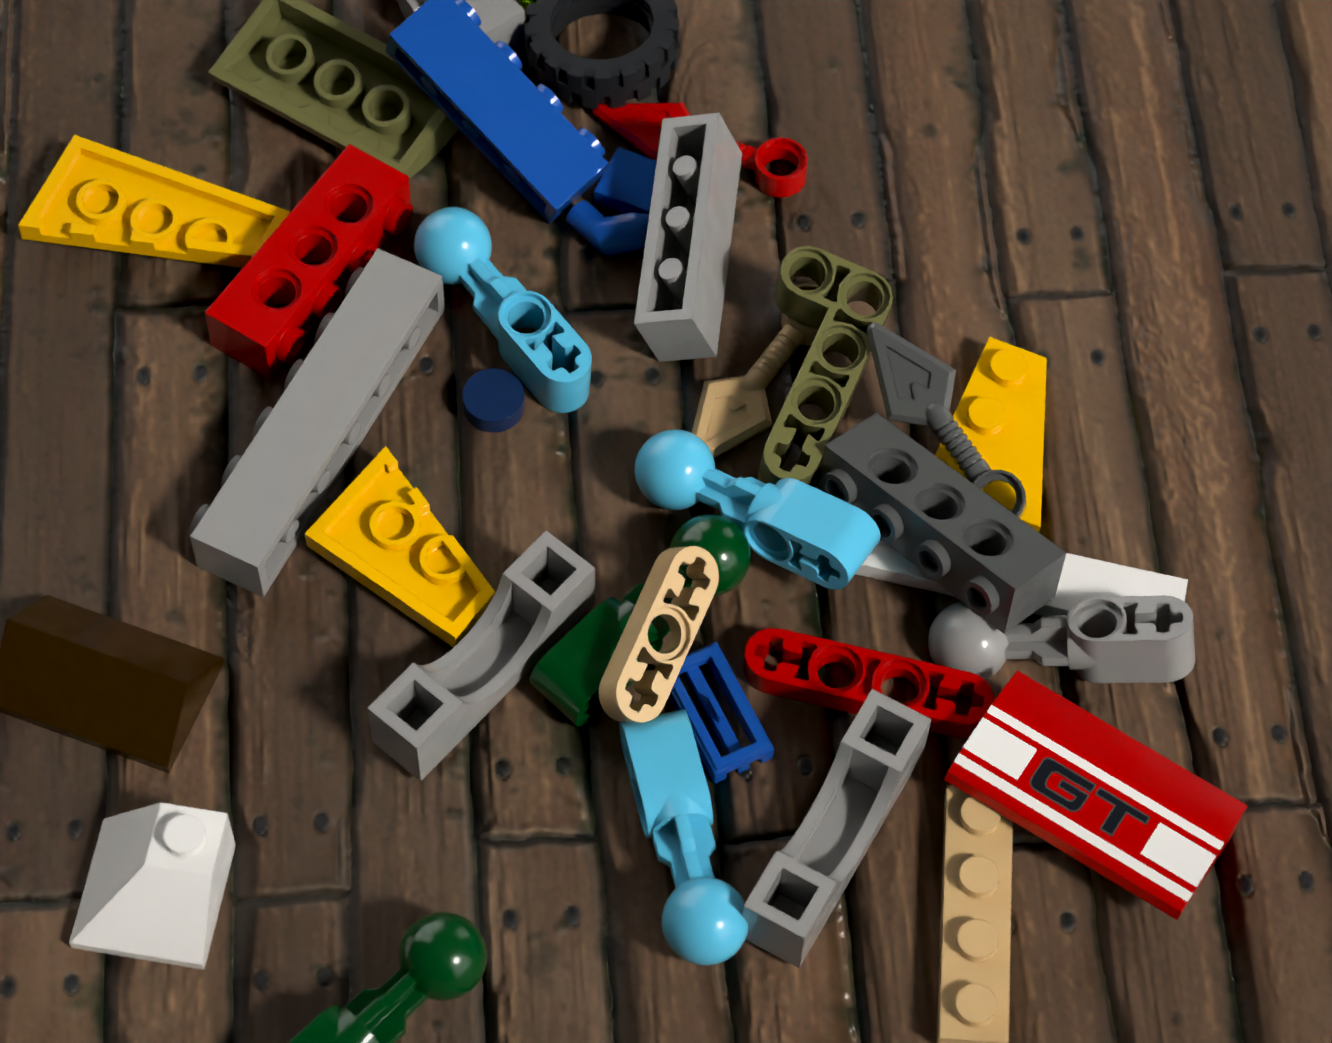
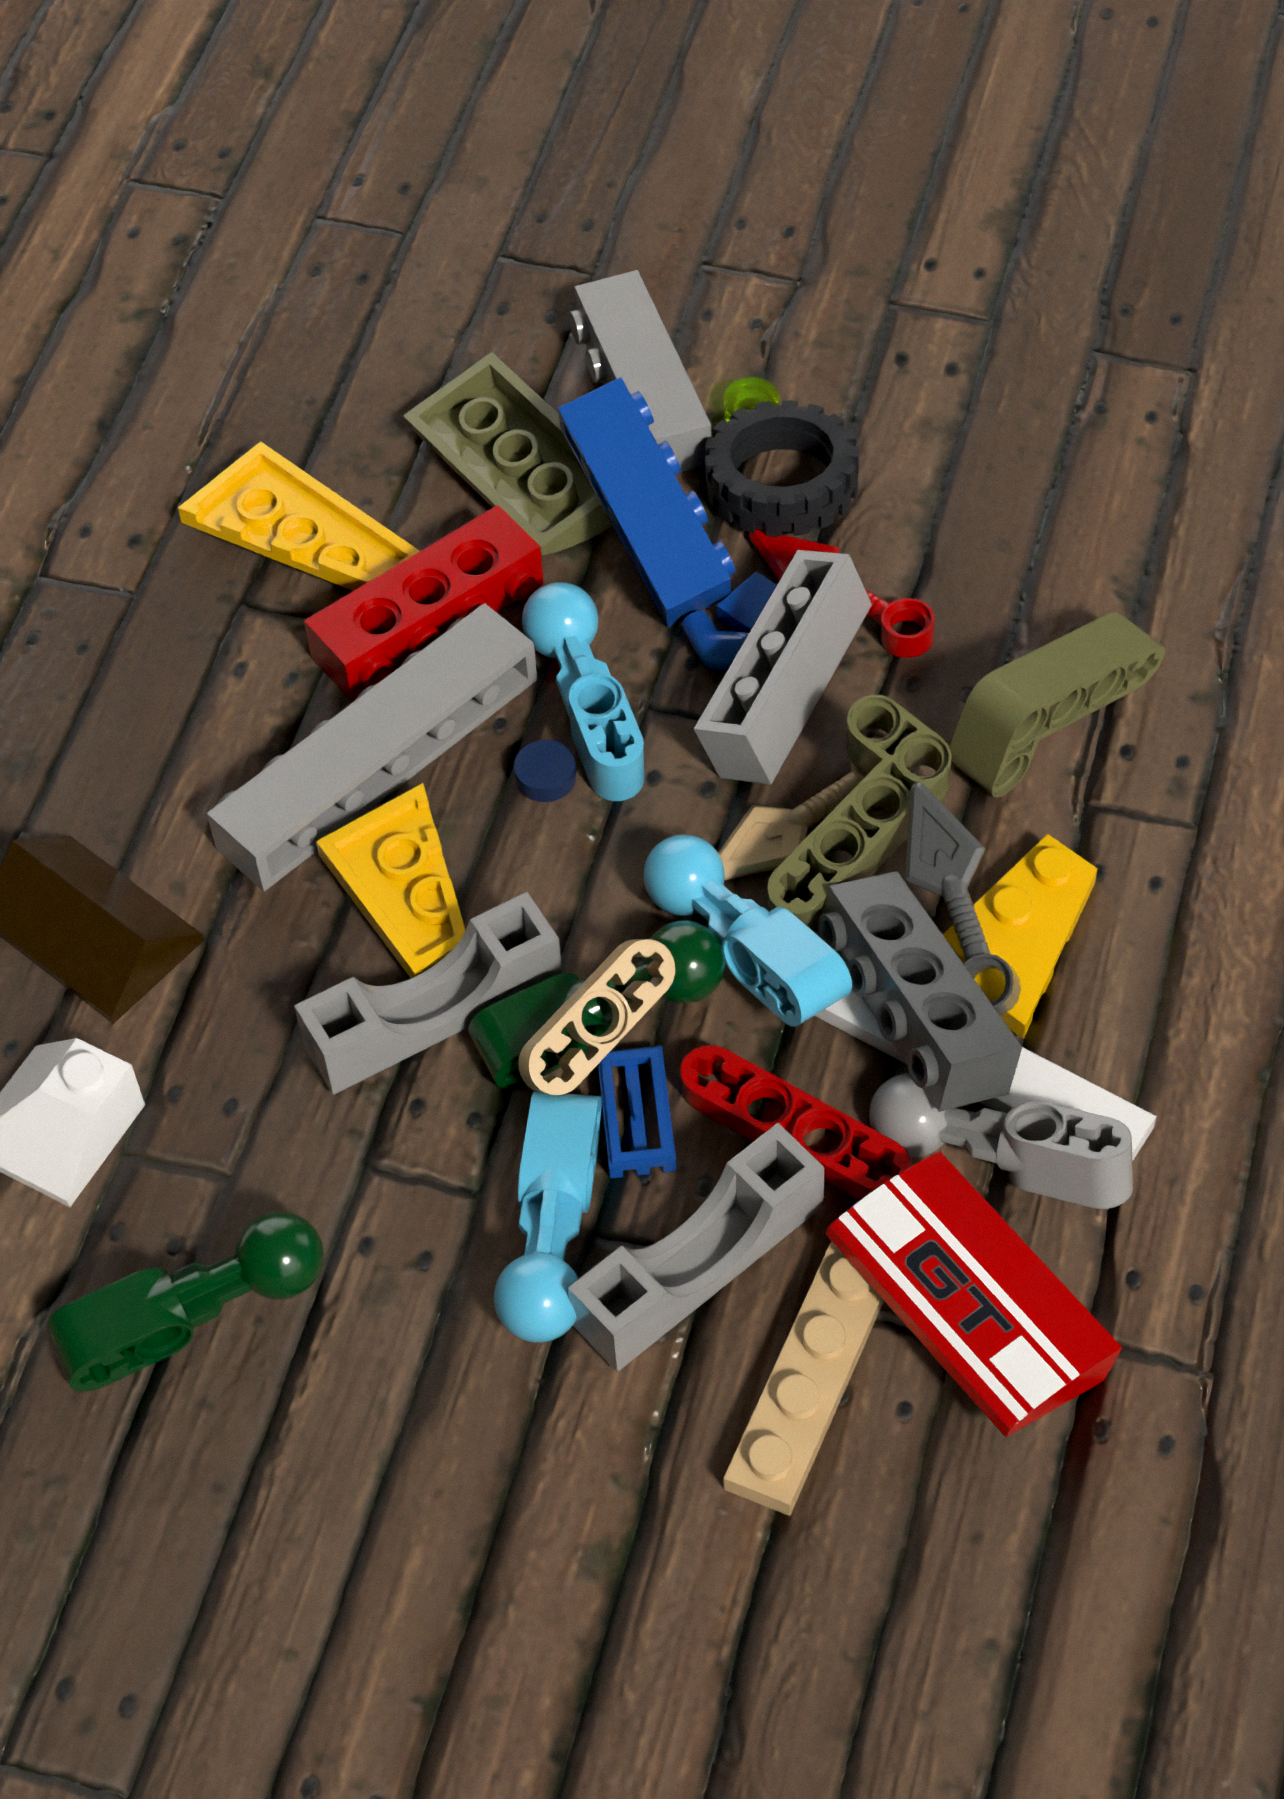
camera: 25 degrees right, 5 degrees down
(945, 203) = (1046, 693): none -> olive beam

